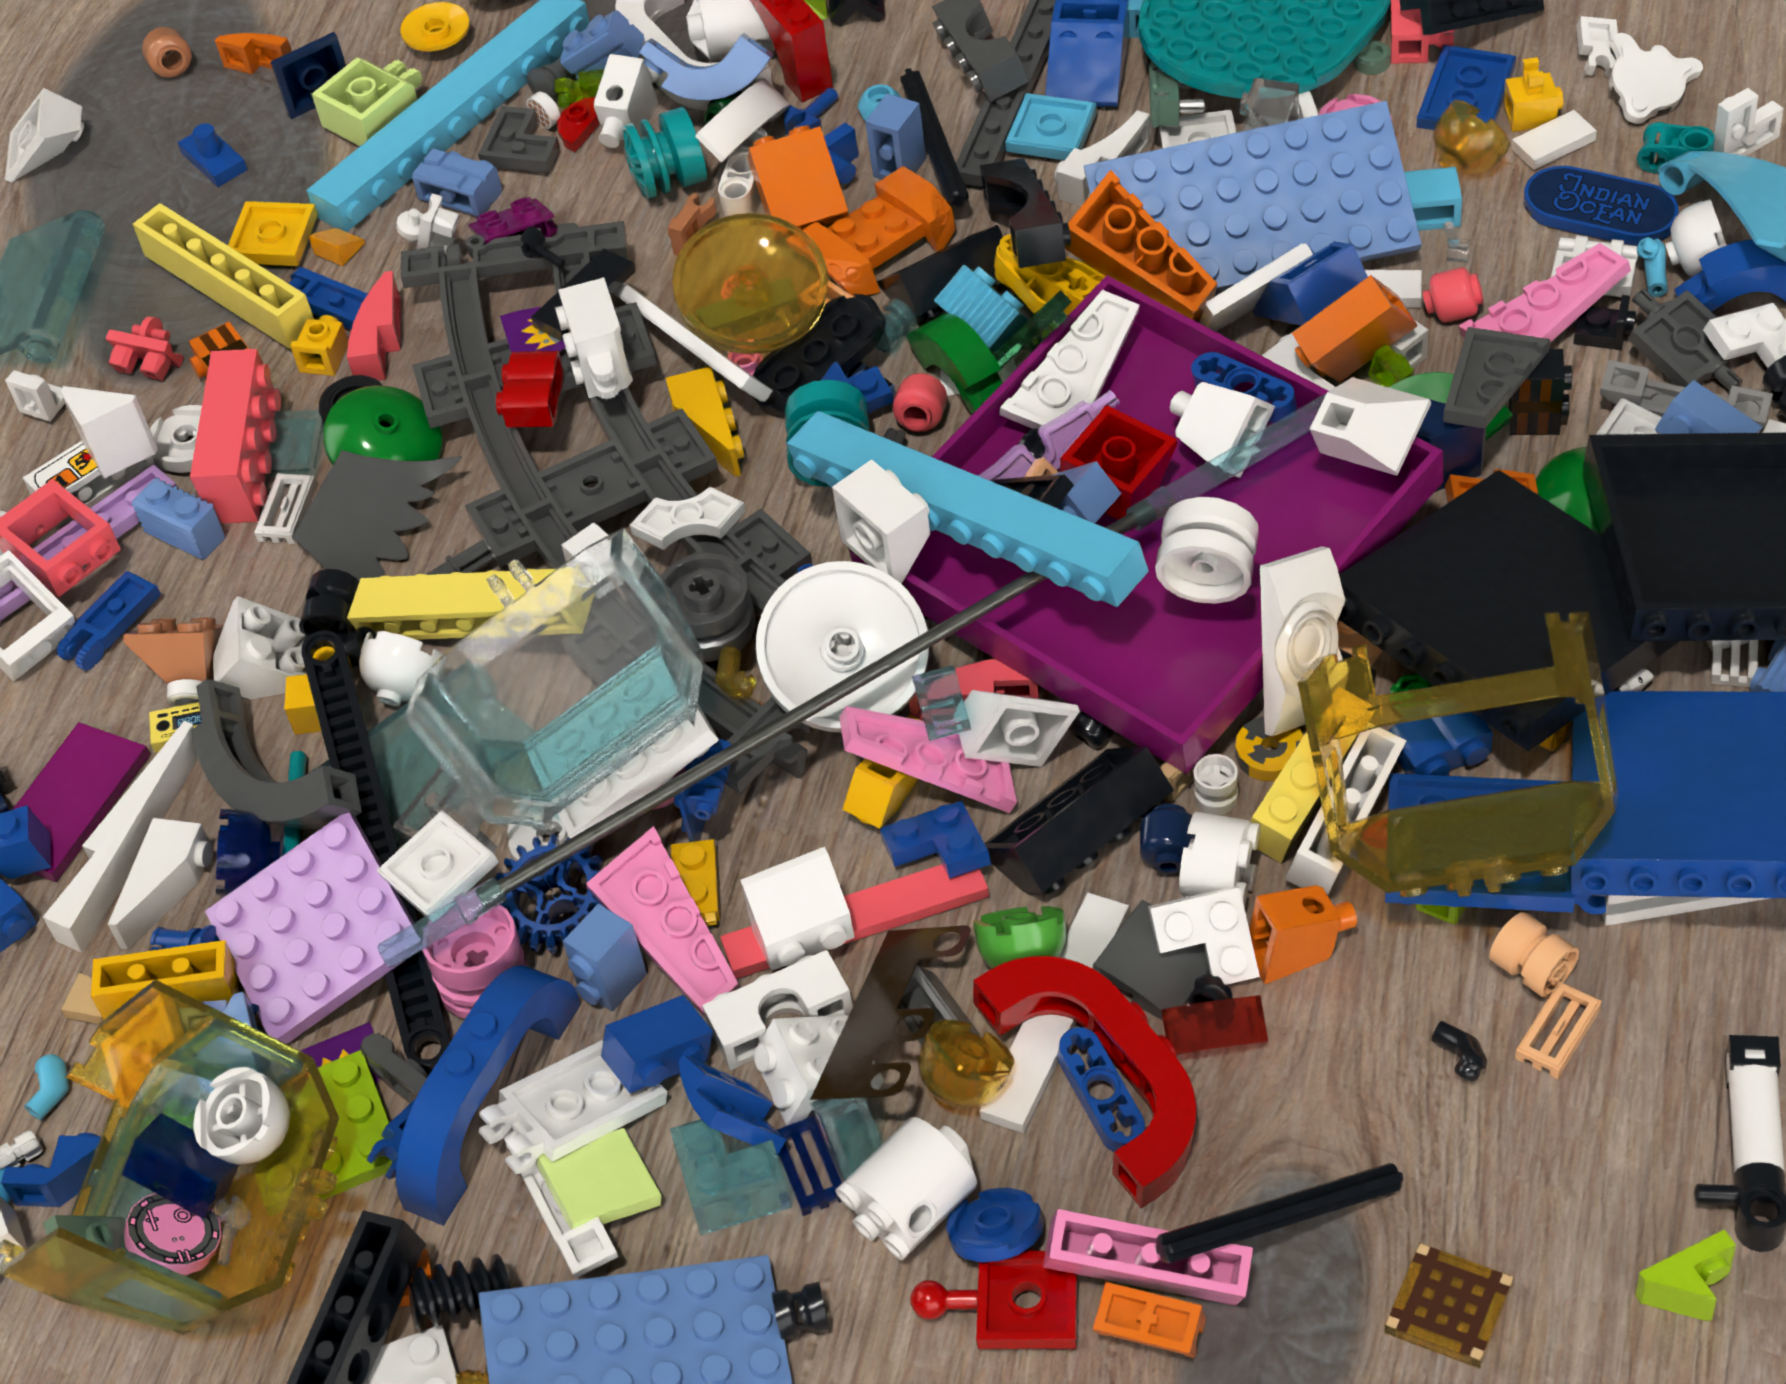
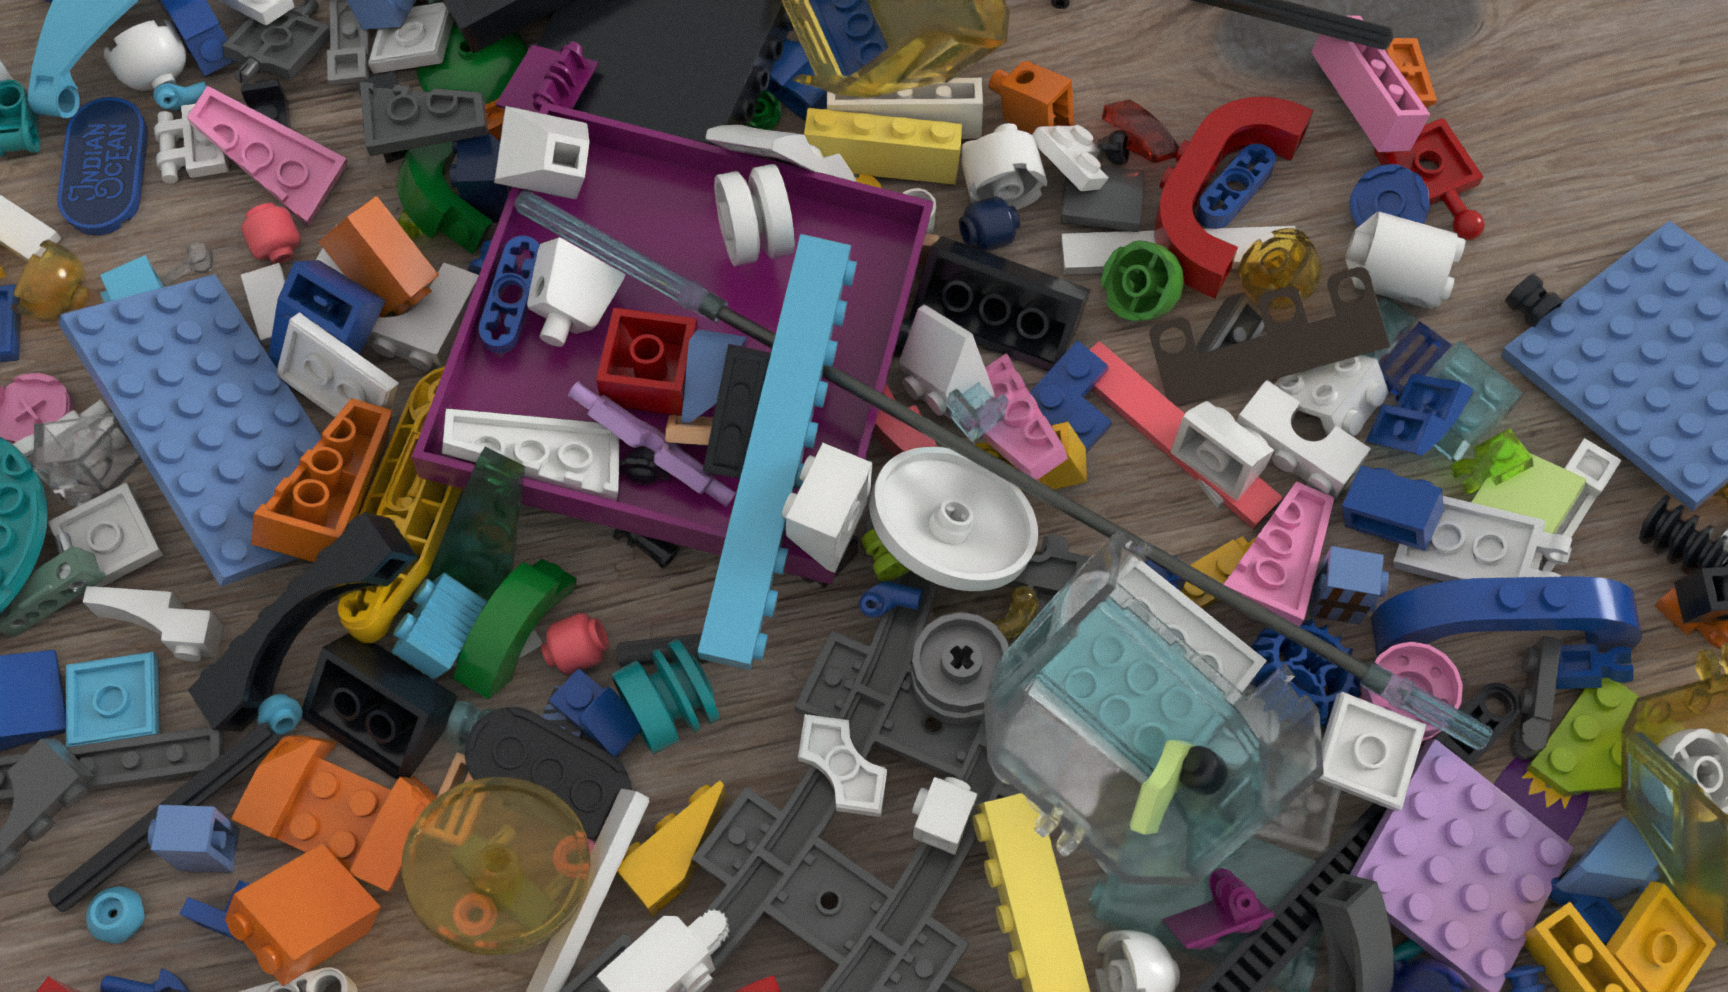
camera: 125 degrees left, 15 degrees up
(389, 732) = (1231, 910): none -> magenta hinge
(512, 750) = (1203, 771): none -> black piece
(520, 714) = (1160, 788): none -> yellowish green tile
(649, 1166) = (1494, 458): none -> clear neon green plate
(975, 214) = (280, 713): none -> medium azure plate
(1493, 491) = (548, 78): none -> magenta hinge

